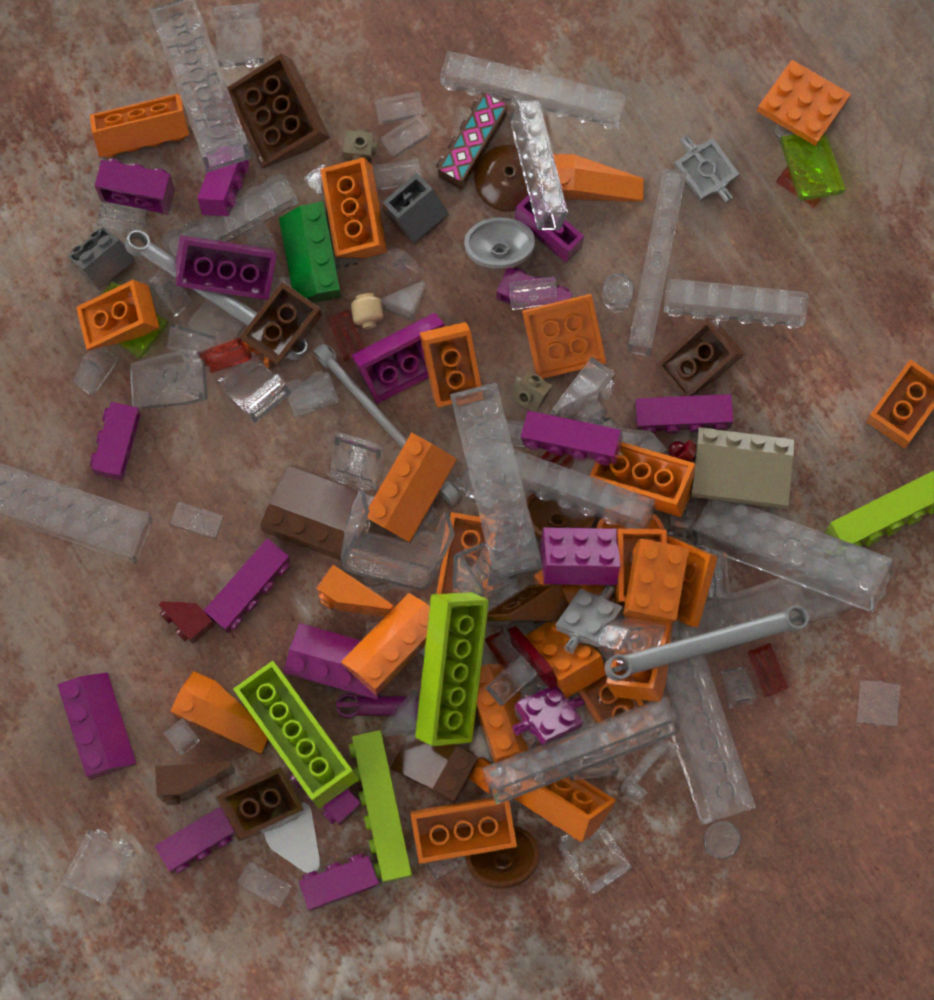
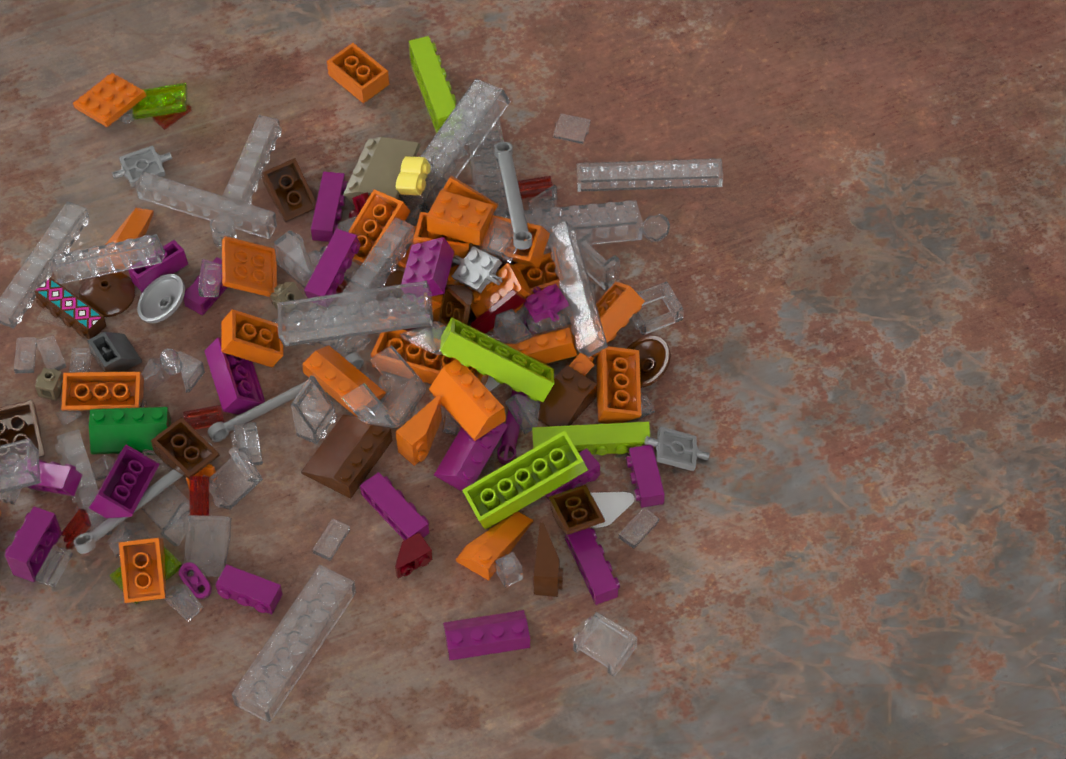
camera: 80 degrees left, 20 degrees down
(100, 257) = (85, 582): dark grey slope -> none
(118, 377) = (195, 581): none -> magenta plate
(162, 225) = (76, 527): none -> clear red tile
(367, 311) = (189, 396): tan head -> none
(381, 915) = (676, 448): none -> light grey plate
(404, 277) = (171, 361): none -> clear brick
(725, 508) = (413, 175): none -> light yellow brick
(813, 820) = (649, 175): none -> clear brick

